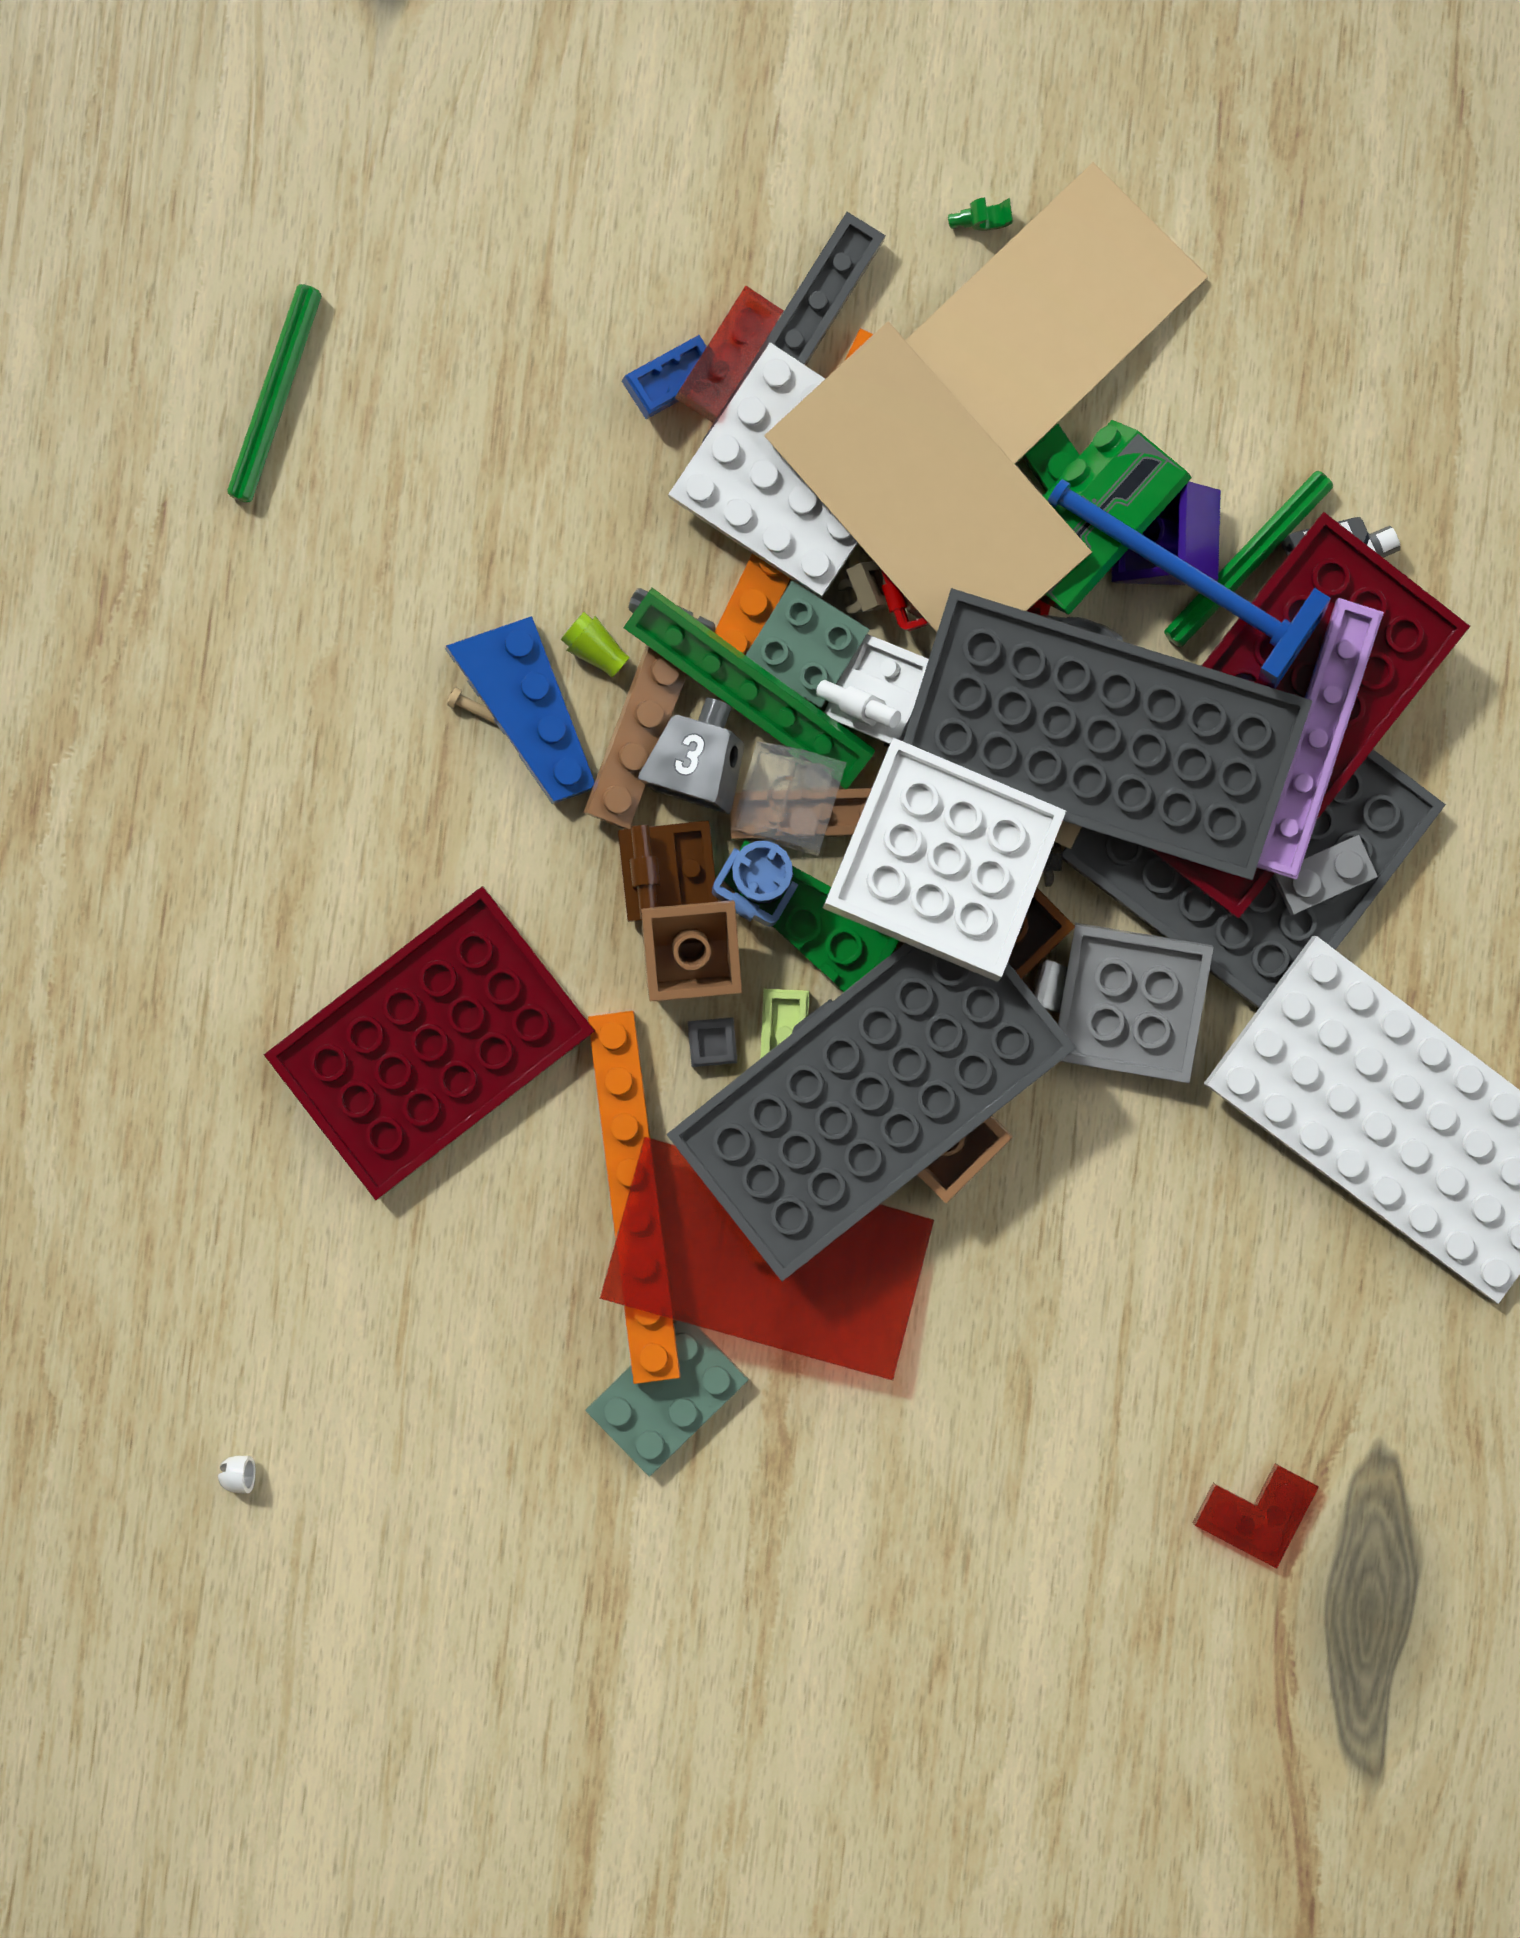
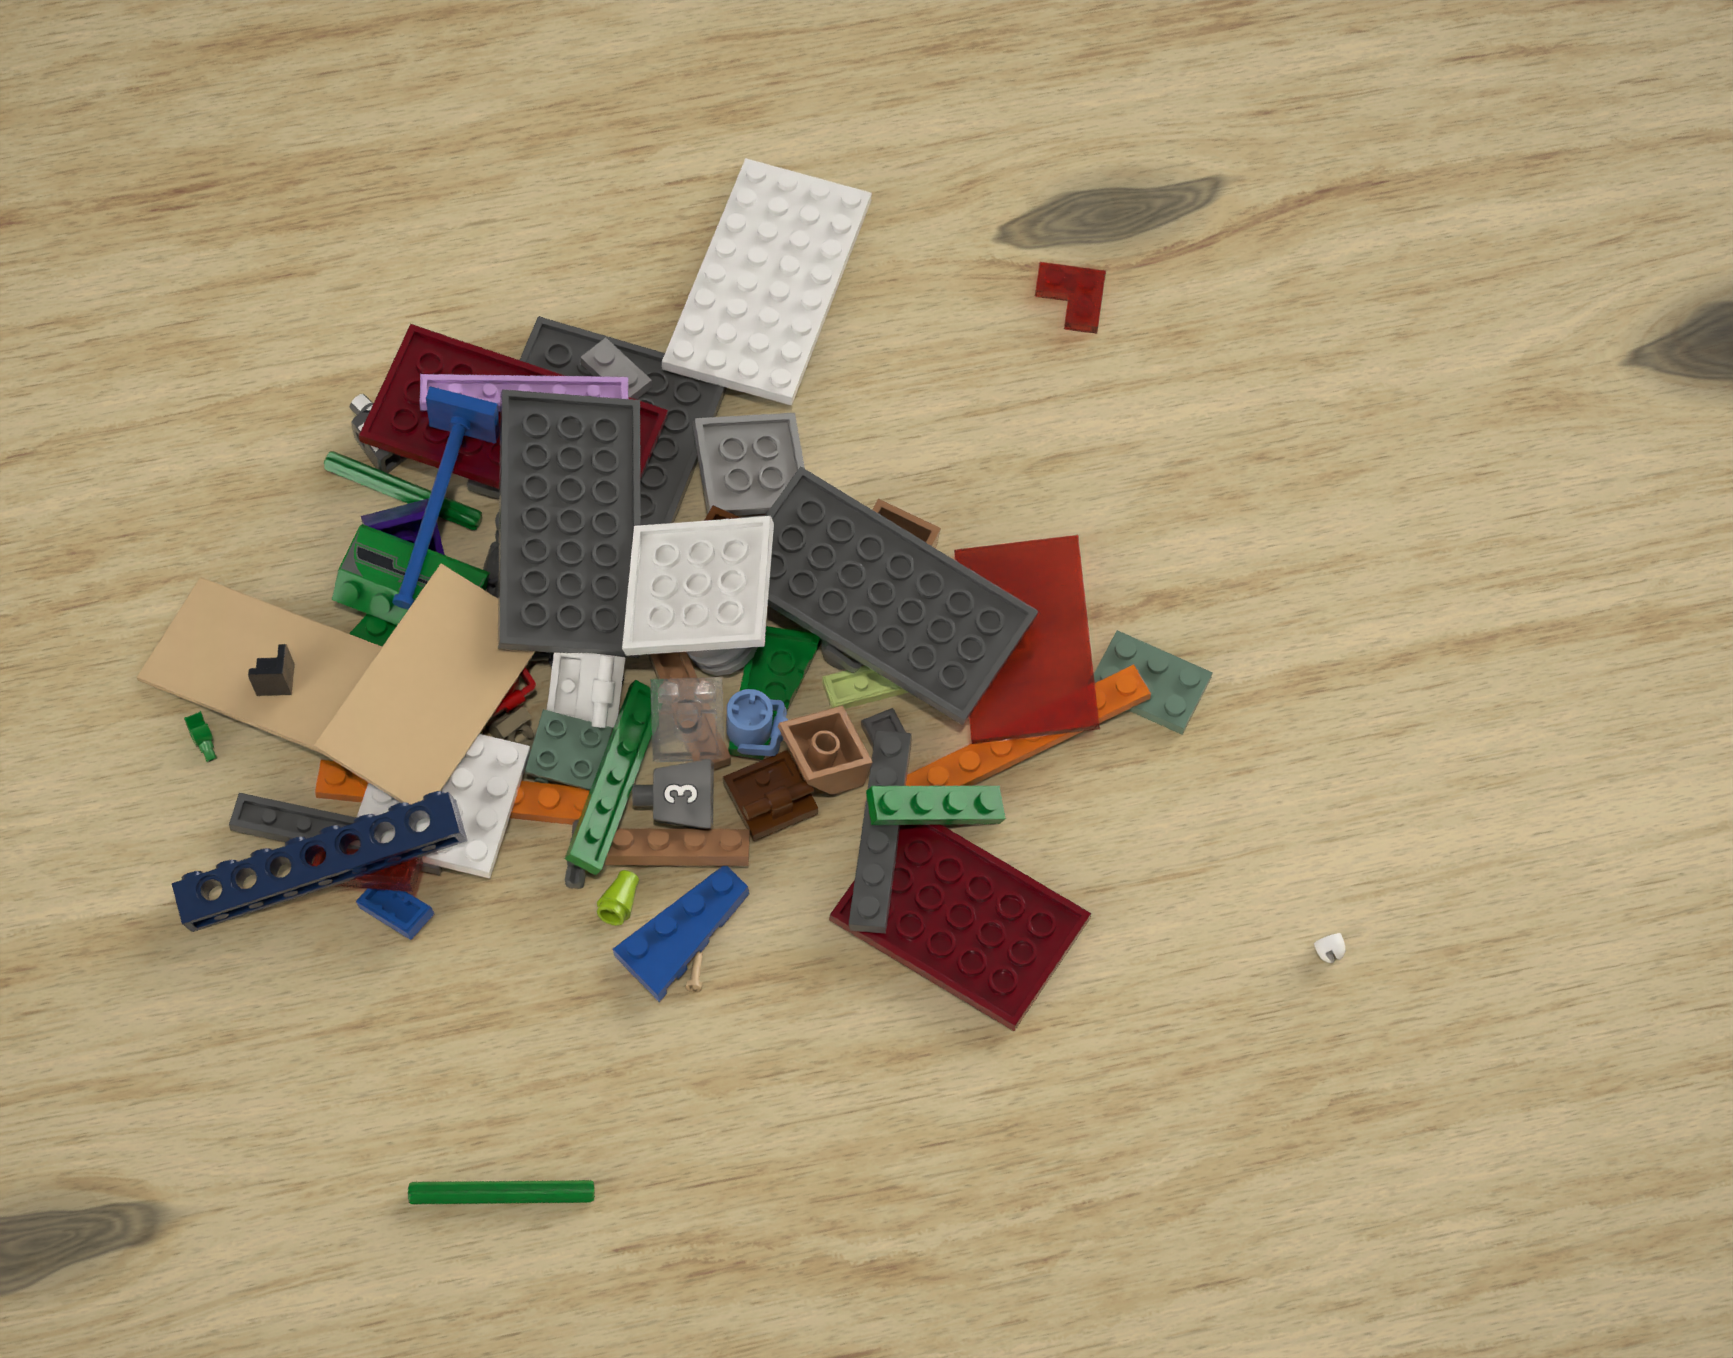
camera: 110 degrees left, 25 degrees down
(564, 983) = (879, 842): none -> dark grey plate
(573, 1060) = (935, 805): none -> plate
(746, 143) = (338, 867): none -> dark blue brick
(1024, 315) = (273, 675): none -> black panel

